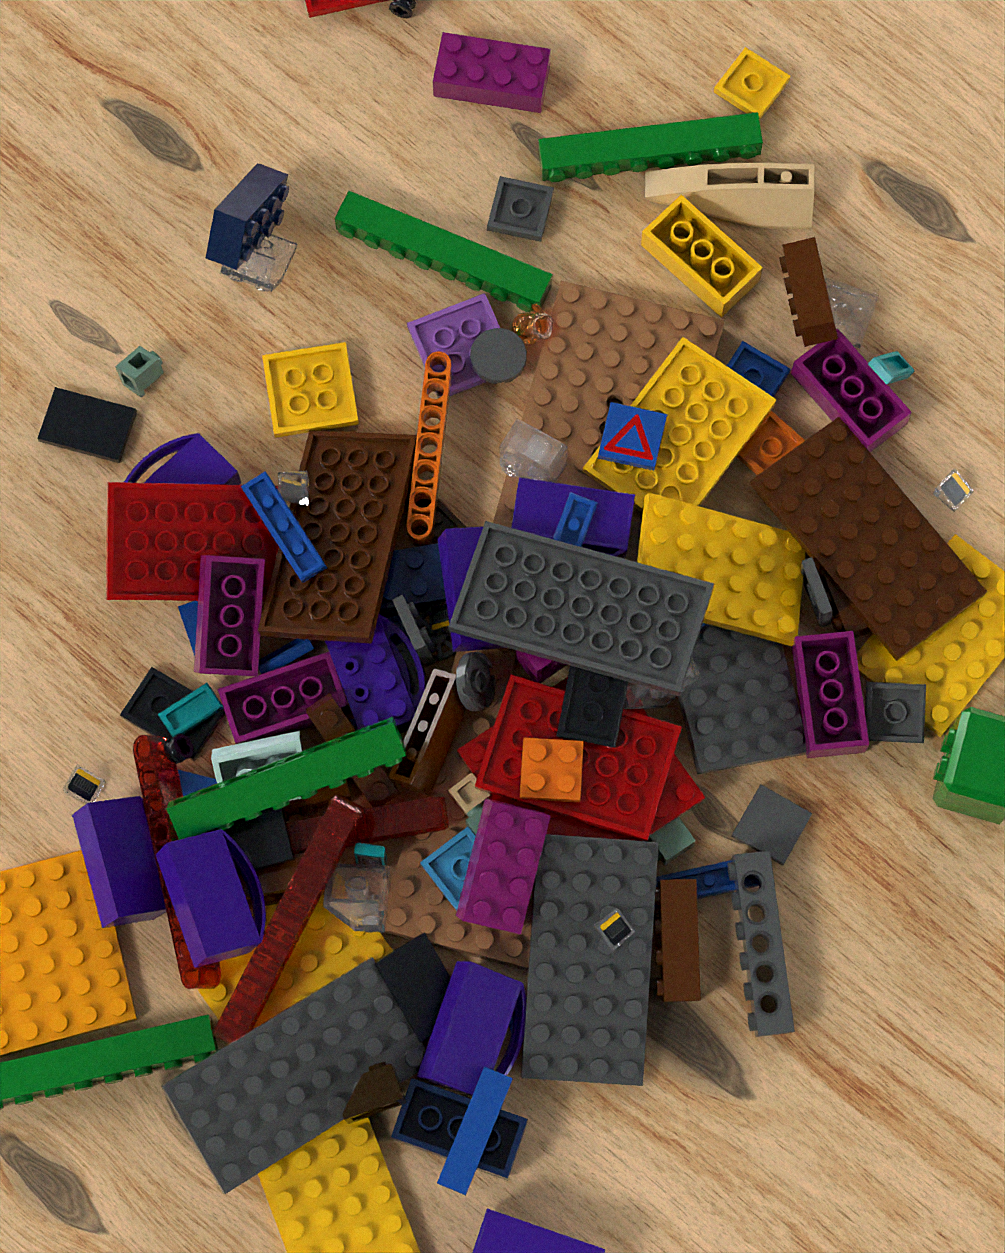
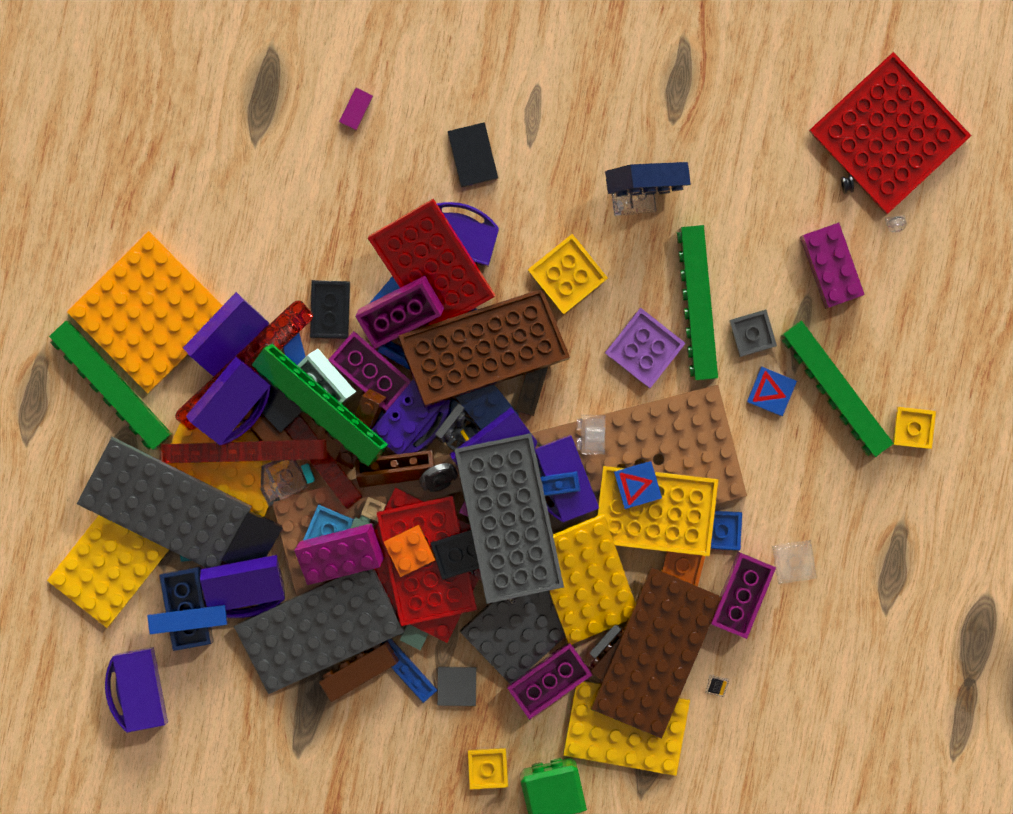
camera: 60 degrees right, 15 degrees up
(83, 785) = (260, 284): slope -> none
(140, 370) = (521, 161): sand green brick -> none
(178, 748) = (308, 327): black bush -> none
(191, 710) = (335, 320): teal tile -> none
(284, 527) = (467, 314): blue tile -> none
(294, 486) = (497, 304): clear slope -> none
(374, 1093) = (176, 554): dark brown slope -> none
(432, 461) = (574, 361): orange beam -> none
(498, 355) = (649, 374): dark grey tile -> none
(533, 326) = (679, 384): clear orange animal -> none
(607, 226) = (771, 391): none -> blue tile
(614, 929) = (340, 634): slope -> none
(701, 256) = (780, 459): yellow brick -> none
(741, 192) = (834, 459): tan wedge -> none
(760, 866) = (347, 750): dark grey brick -> none
(809, 292) = (791, 538): reddish brown brick -> none
(891, 367) = (771, 610): teal tile -> none
(895, 712) = (561, 722): dark grey tile -> none
(907, 843) = (487, 768): none -> yellow plate

